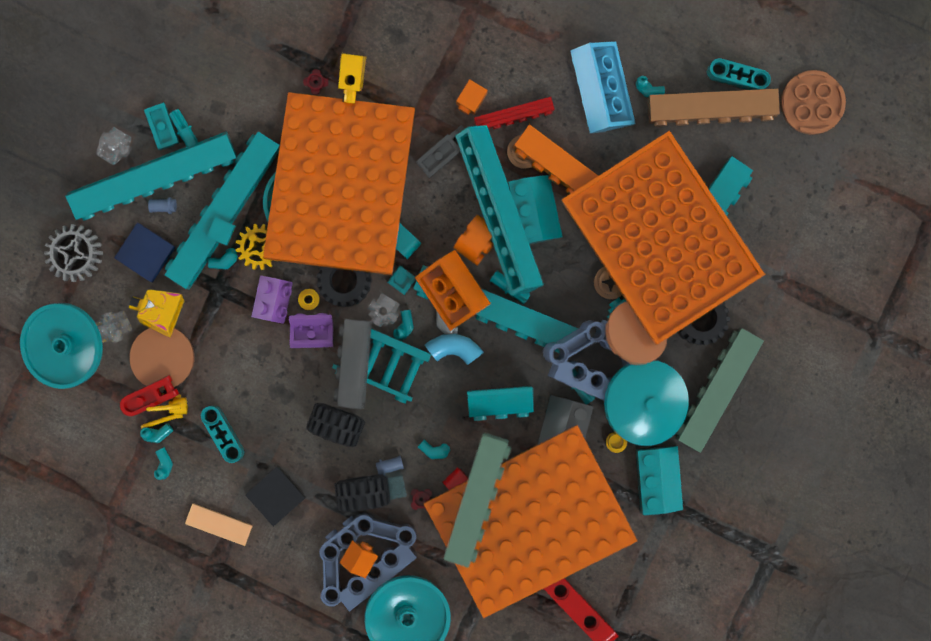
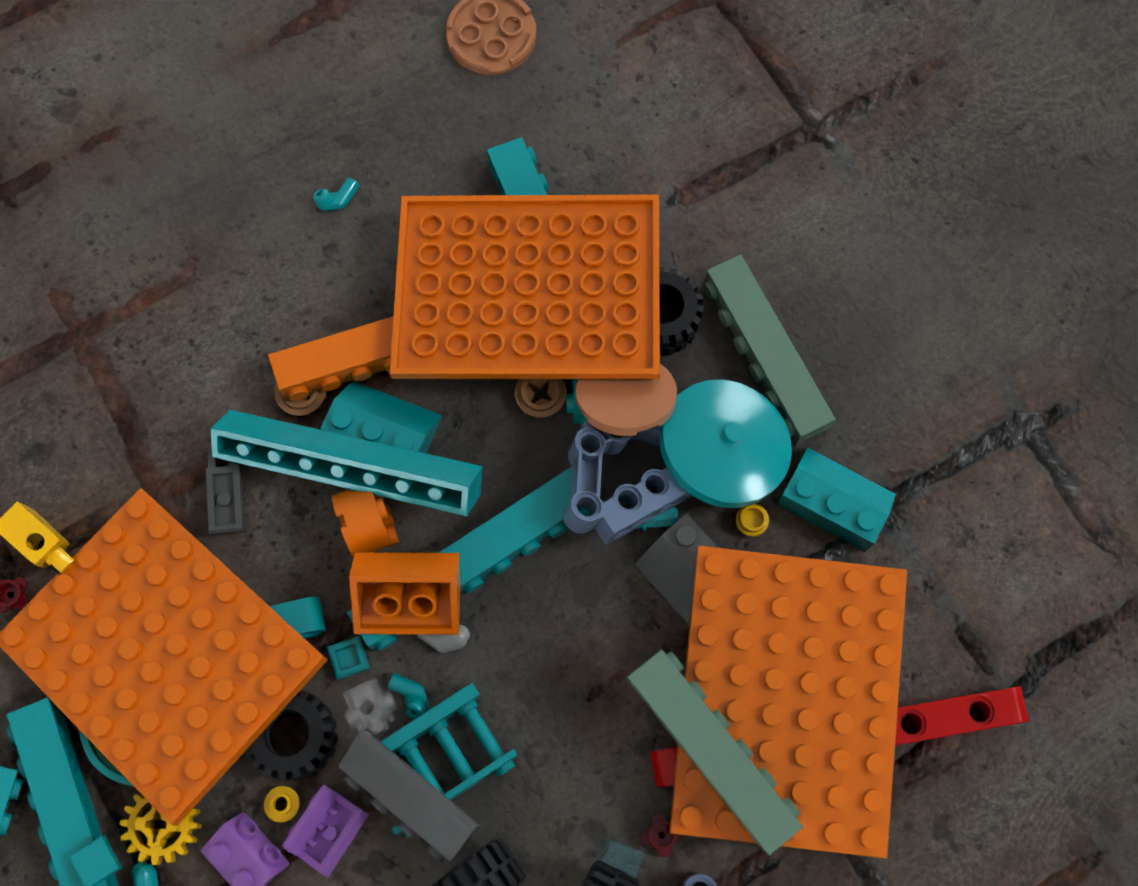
camera: 55 degrees left, 15 degrees down
(389, 465) = (585, 848): sand blue pin -> none
(434, 452) = (609, 771): teal arm -> none
(454, 345) = (482, 644): medium azure cylinder -> none
(471, 97) = (183, 409): orange brick -> none
(499, 280) = (457, 523): teal axle -> none
(500, 402) = (599, 633): teal slope -> none
(516, 113) = (248, 366): red piece -> none
(602, 86) = (291, 246): medium azure slope -> none
(713, 106) = (412, 138): medium nougat brick -> none
(744, 72) = (397, 87): teal beam -> none

